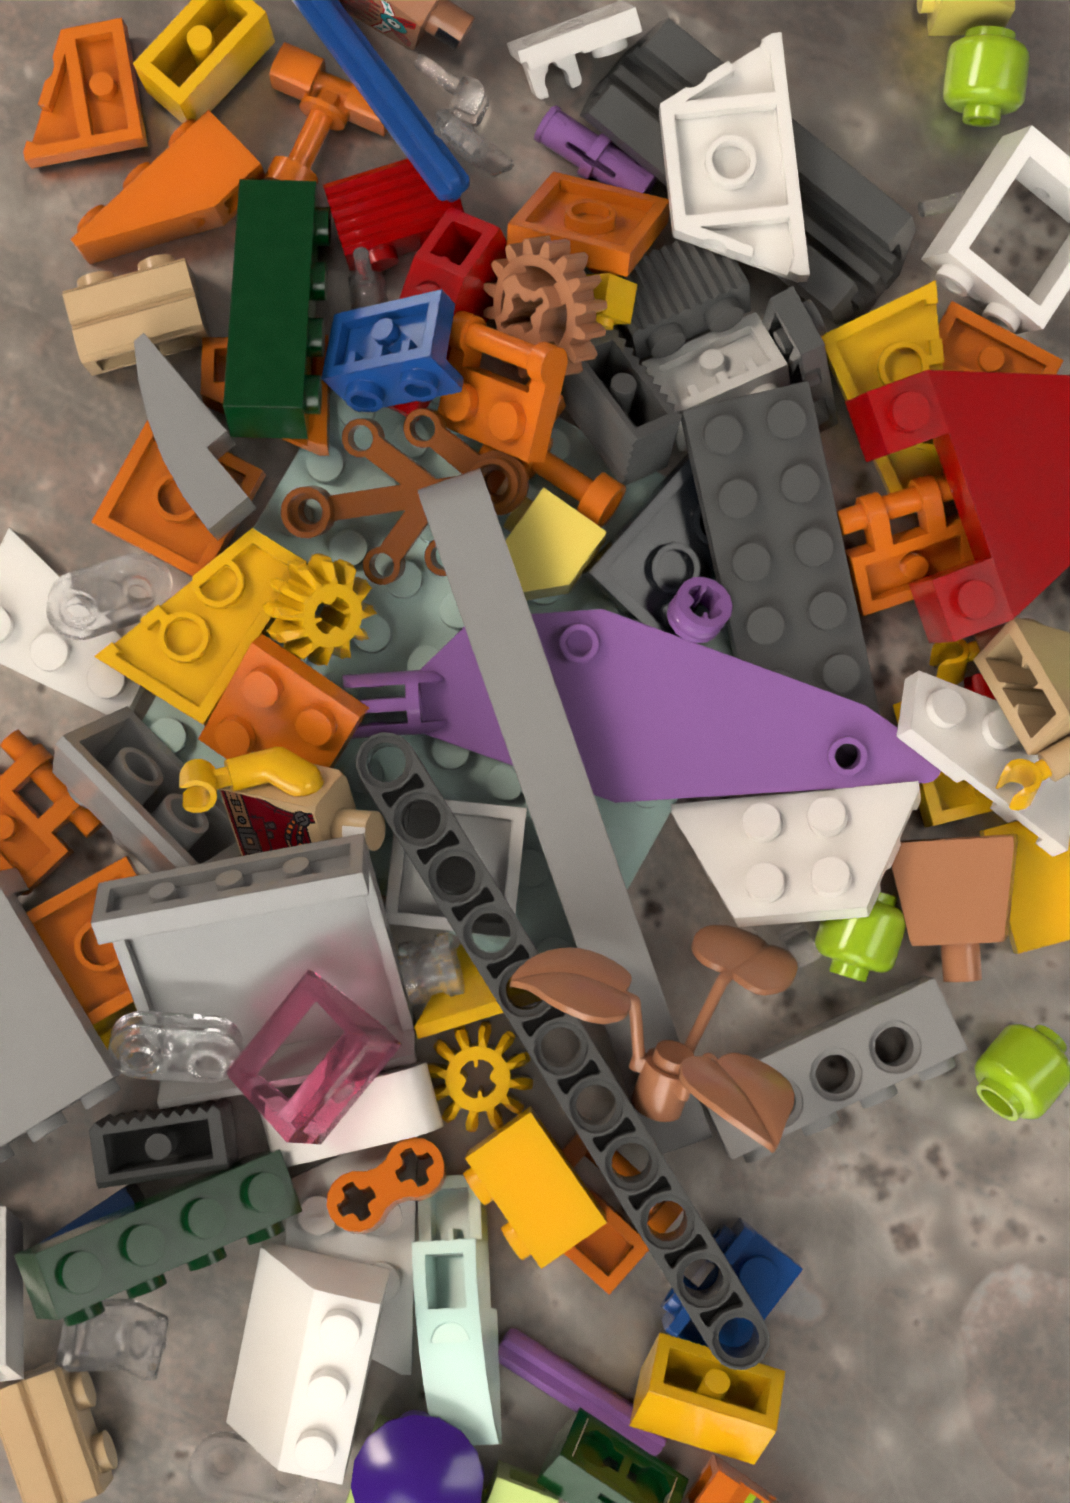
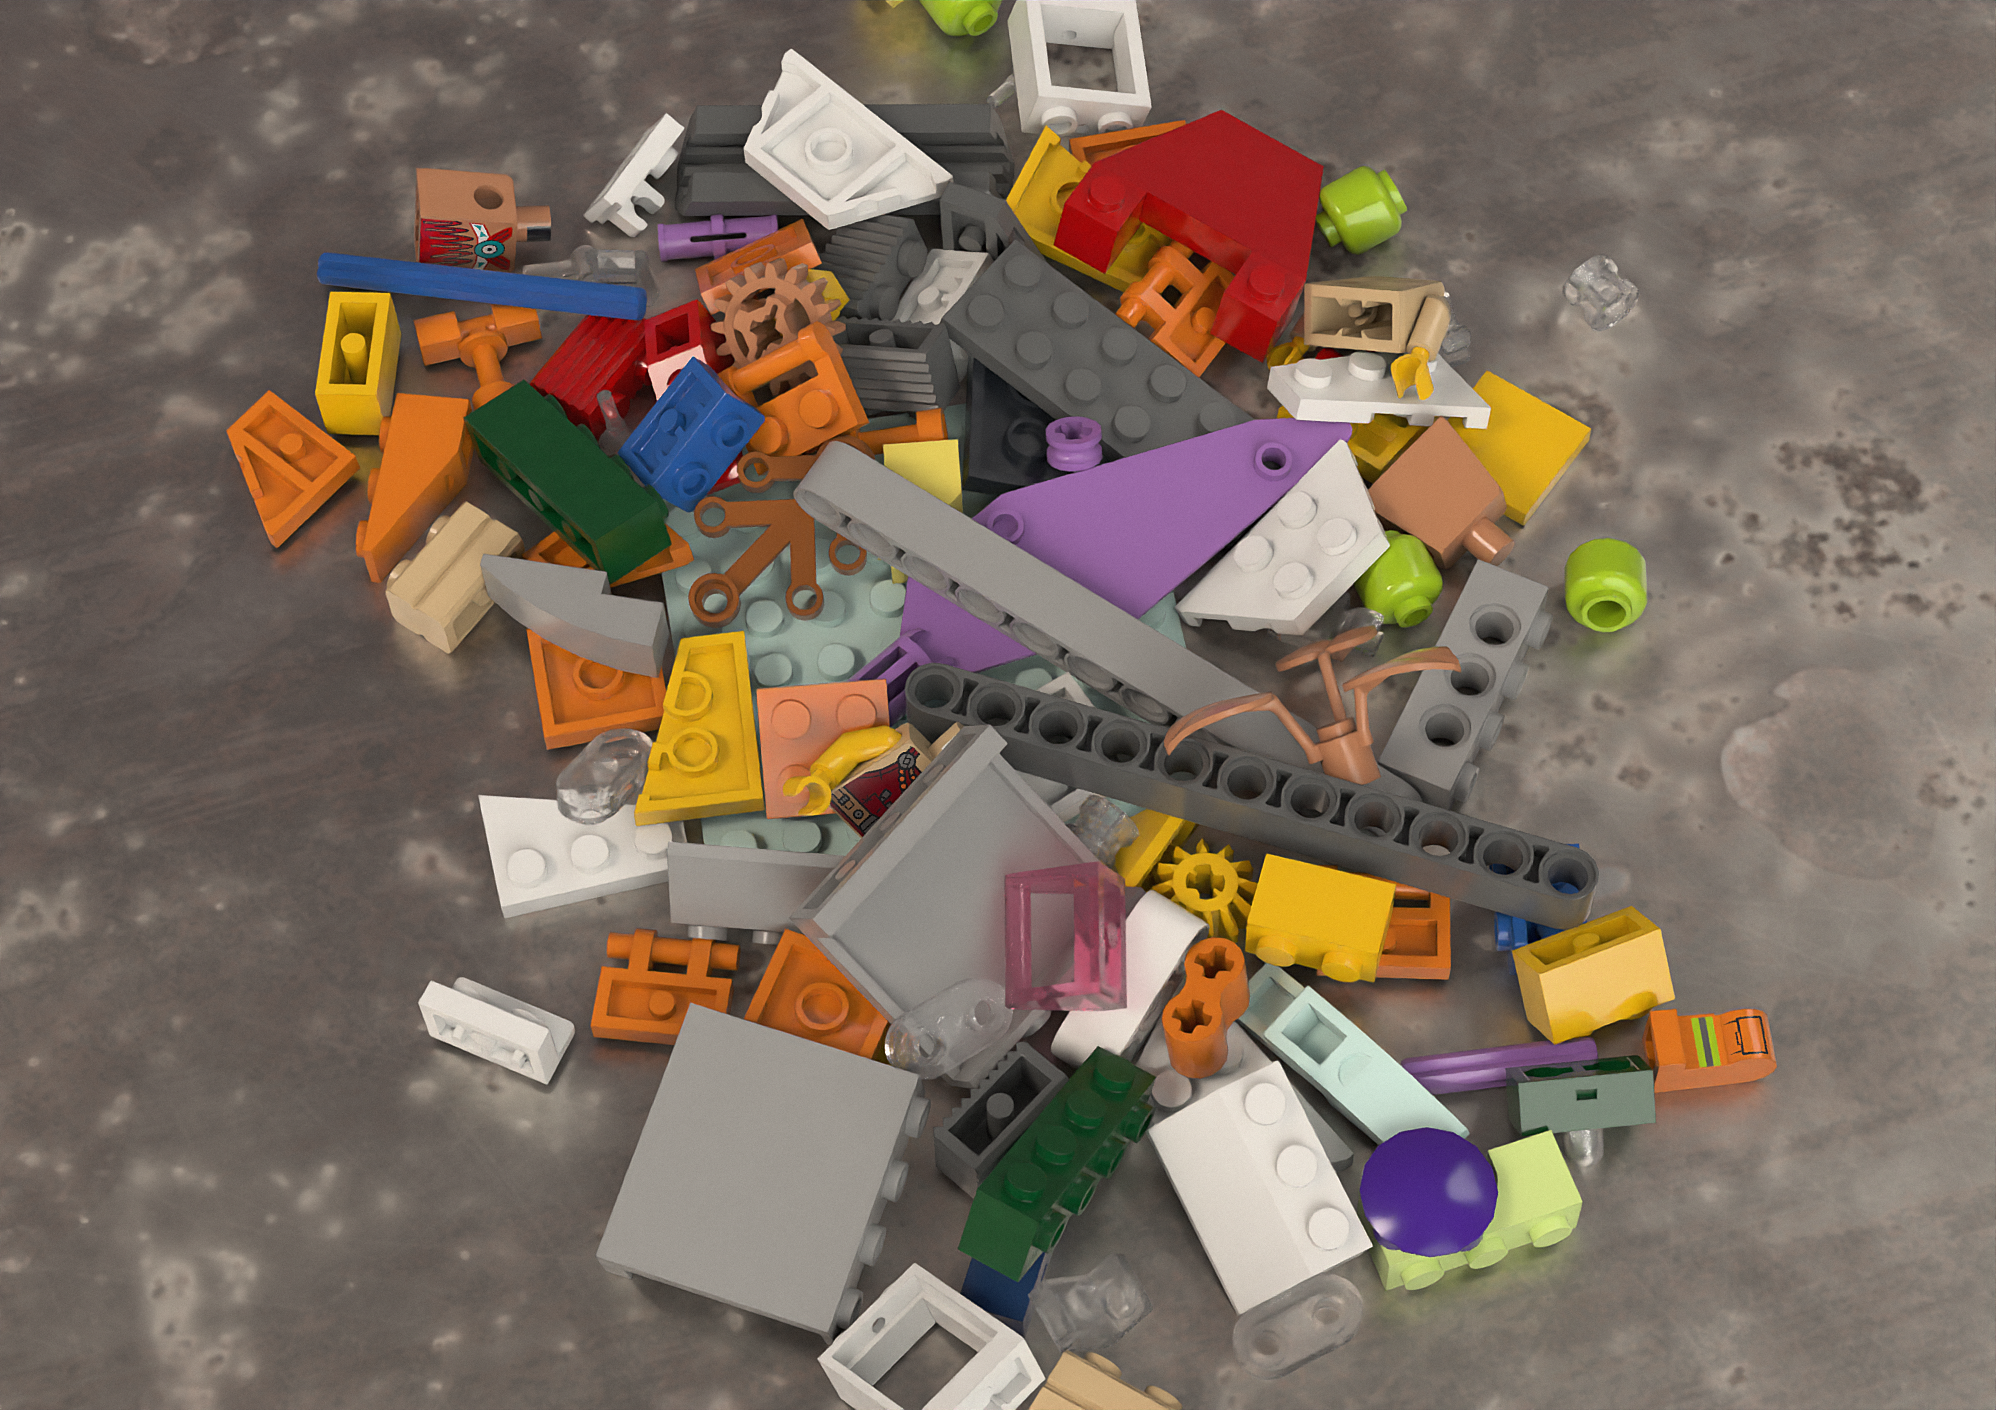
camera: 40 degrees left, 25 degrees down
(297, 602) = (783, 644): yellow gear -> none

